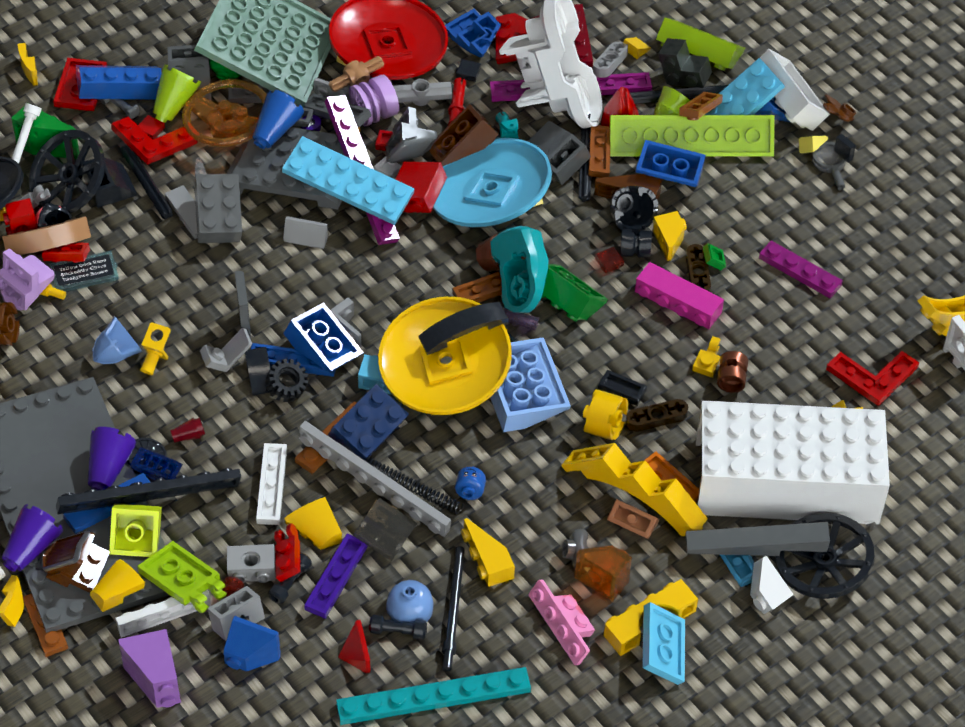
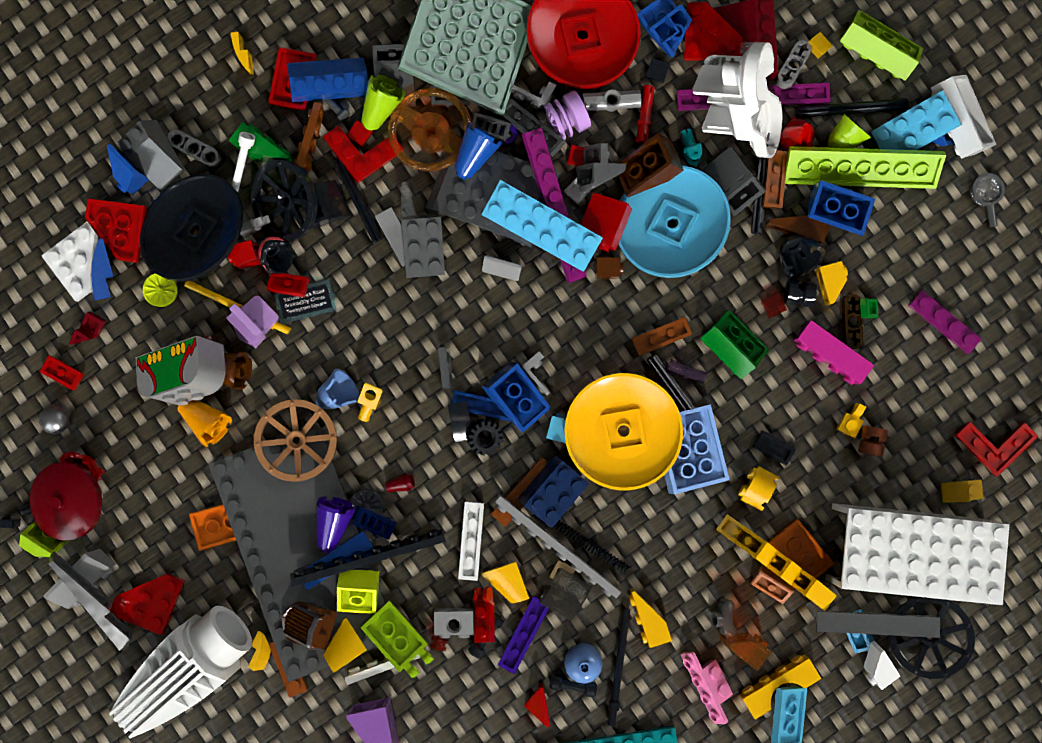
camera: 10 degrees right, 35 degrees up
(29, 537) = (270, 607): dark purple cone -> none
(47, 237) = (272, 274): medium nougat slope -> none
(68, 382) = (259, 444): none -> medium nougat wheel
(98, 123) = (312, 129): none -> dark orange wing
(226, 357) = (431, 406): light grey bracket -> none
(242, 604) = (441, 674): light grey brick -> none
(250, 645) = (454, 706): blue slope -> none
(355, 73) = (552, 87): medium nougat axle -> none
(423, 229) = (608, 268): none -> reddish brown brick
(460, 324) = (642, 410): black slope -> none
(471, 482) = (638, 549): blue head -> none
(521, 263) = (697, 329): teal piece -> none
(662, 408) = (816, 481): dark brown beam -> none
(681, 67) = (864, 82): pearl dark grey brick -> none
(700, 105) = (878, 142): dark orange plate -> none
(811, 143) = (973, 176): light yellow slope -> none
(844, 112) = (1005, 137): reddish brown plate -> none
(844, 148) = (1005, 188): black tile -> none

